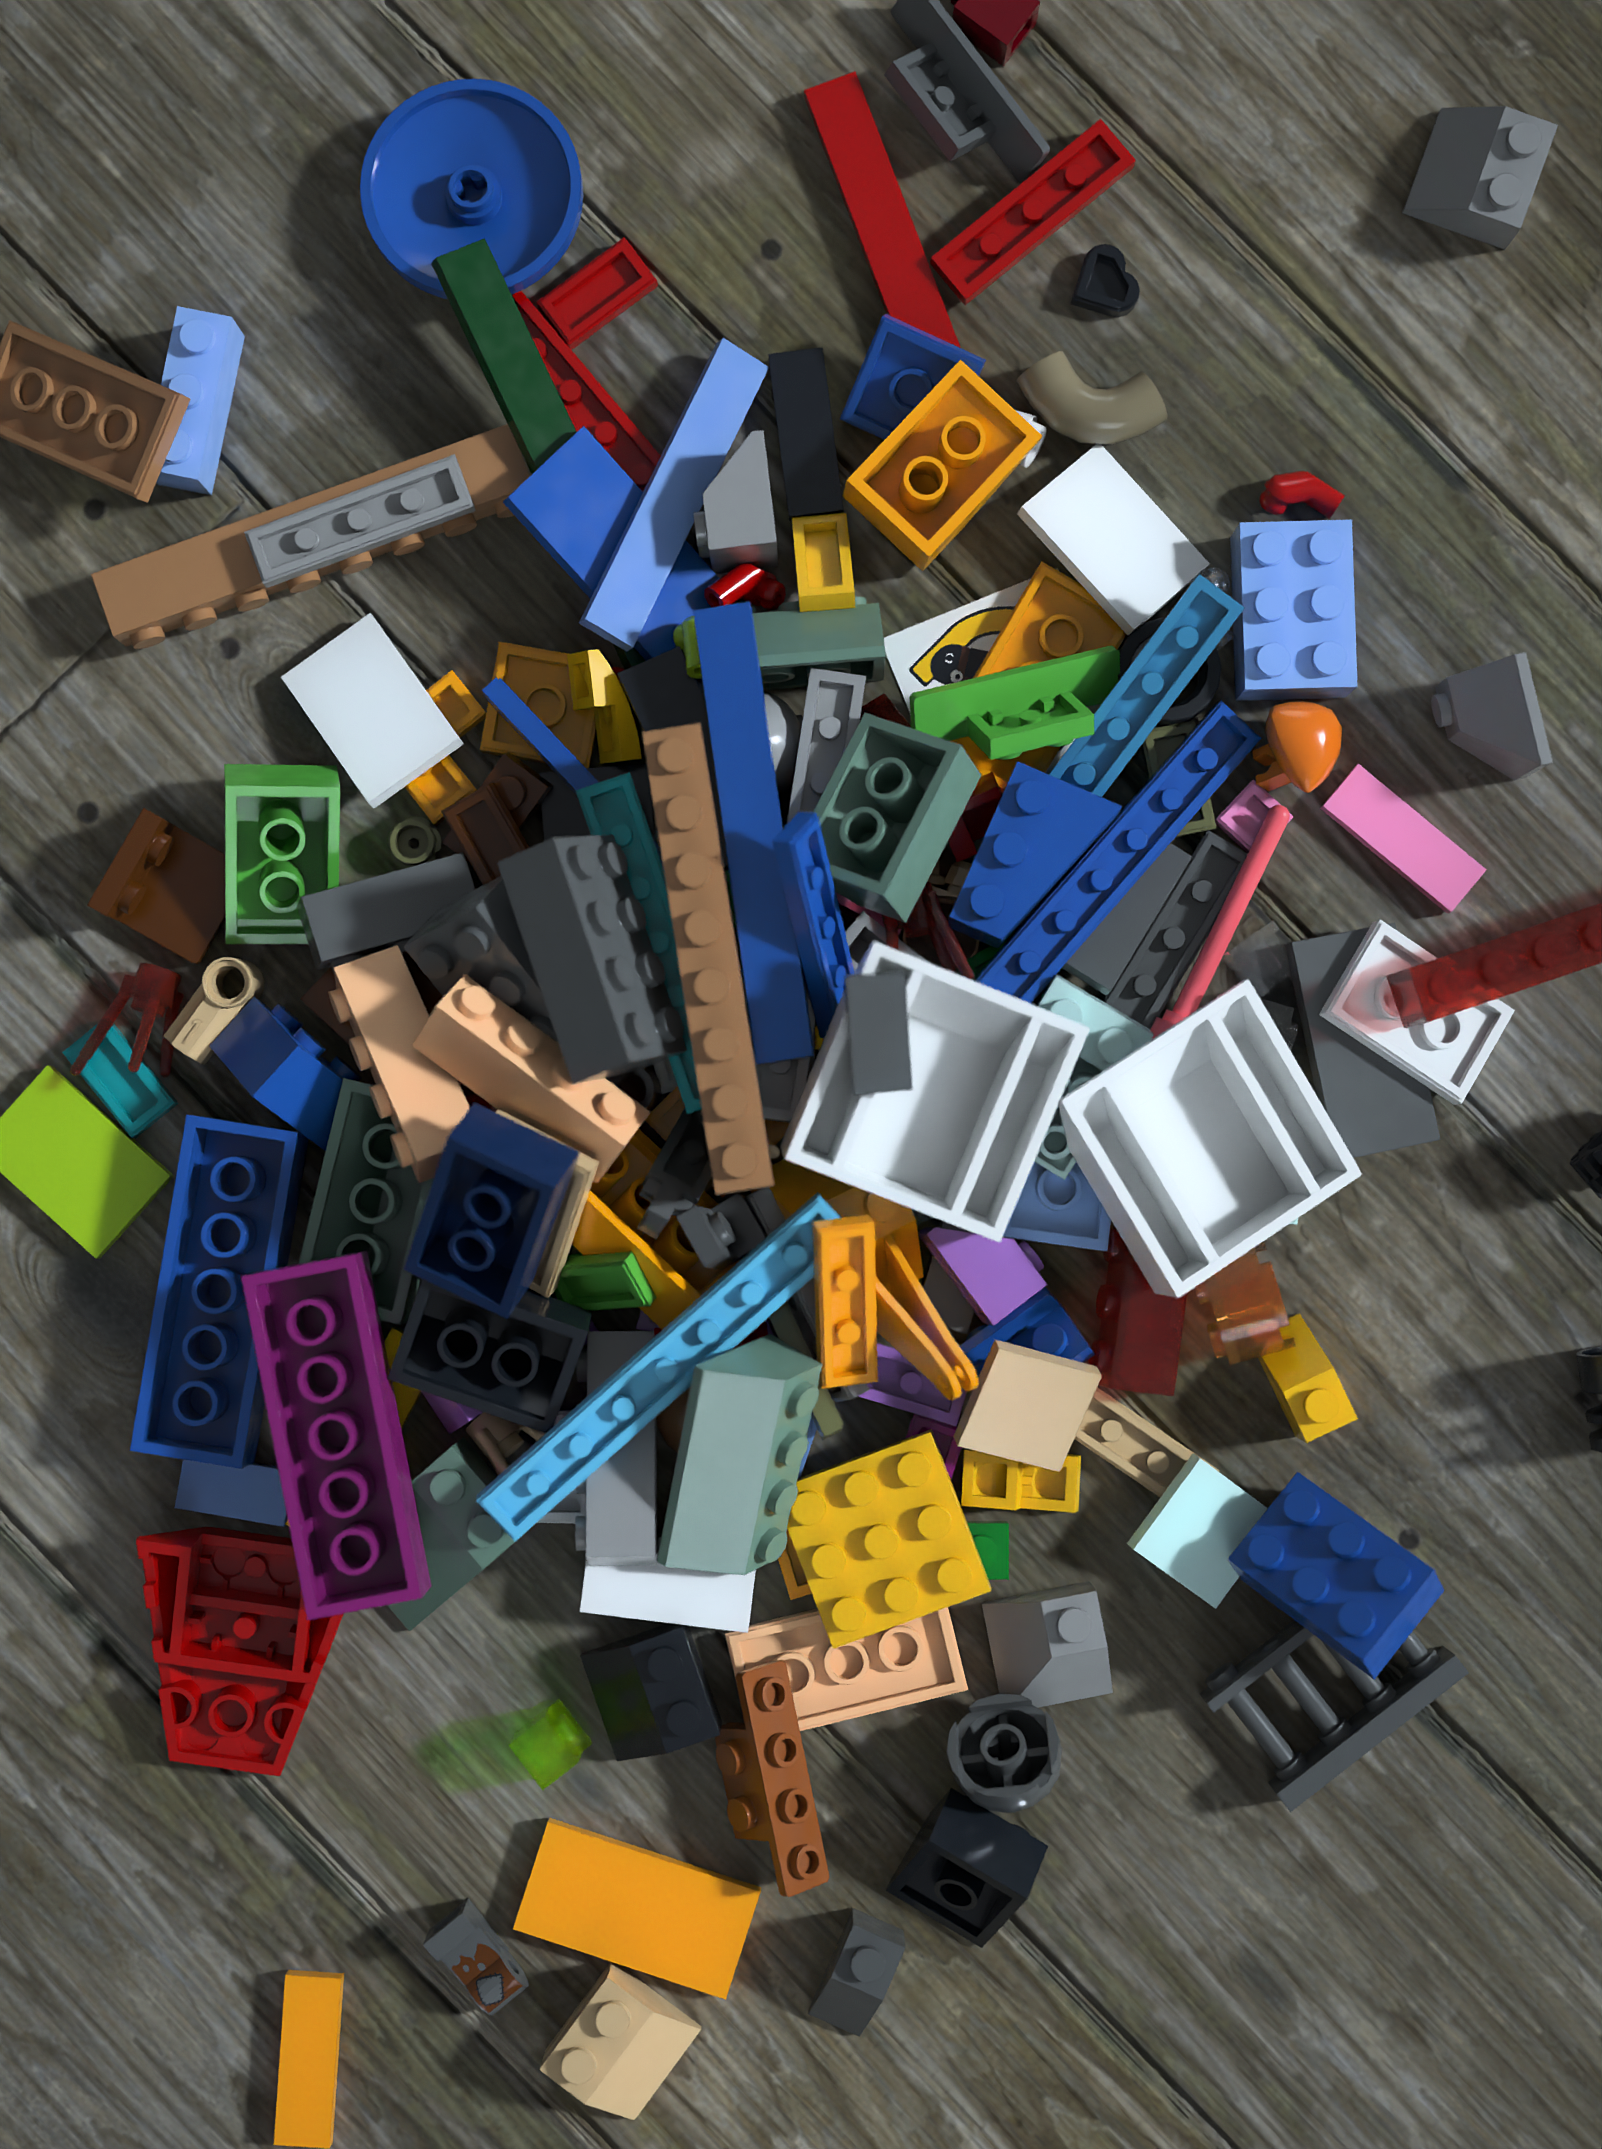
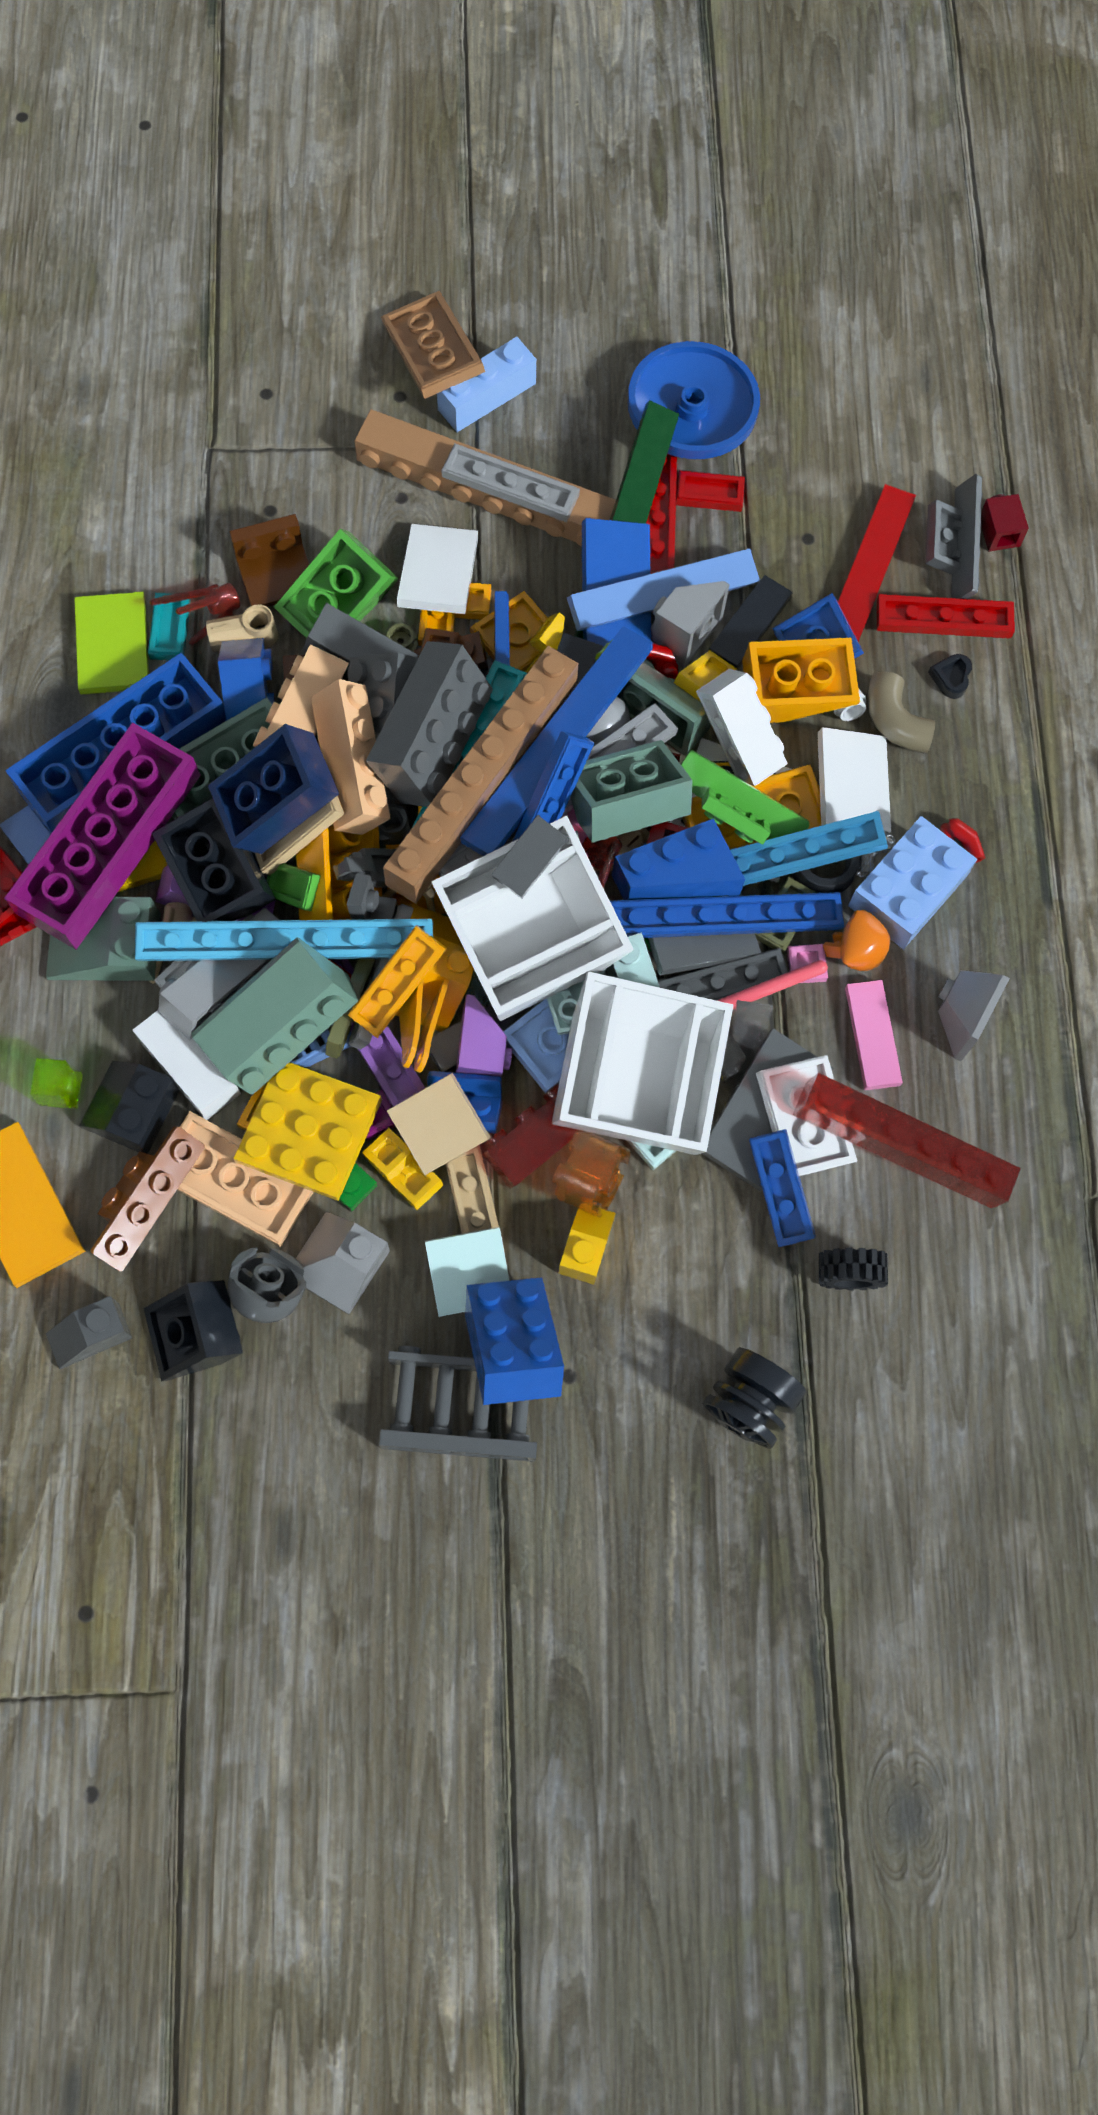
camera: 30 degrees right, 15 degrees down
(936, 599) = (742, 726): none -> white brick
(1464, 1122) = (782, 1188): none -> blue tile

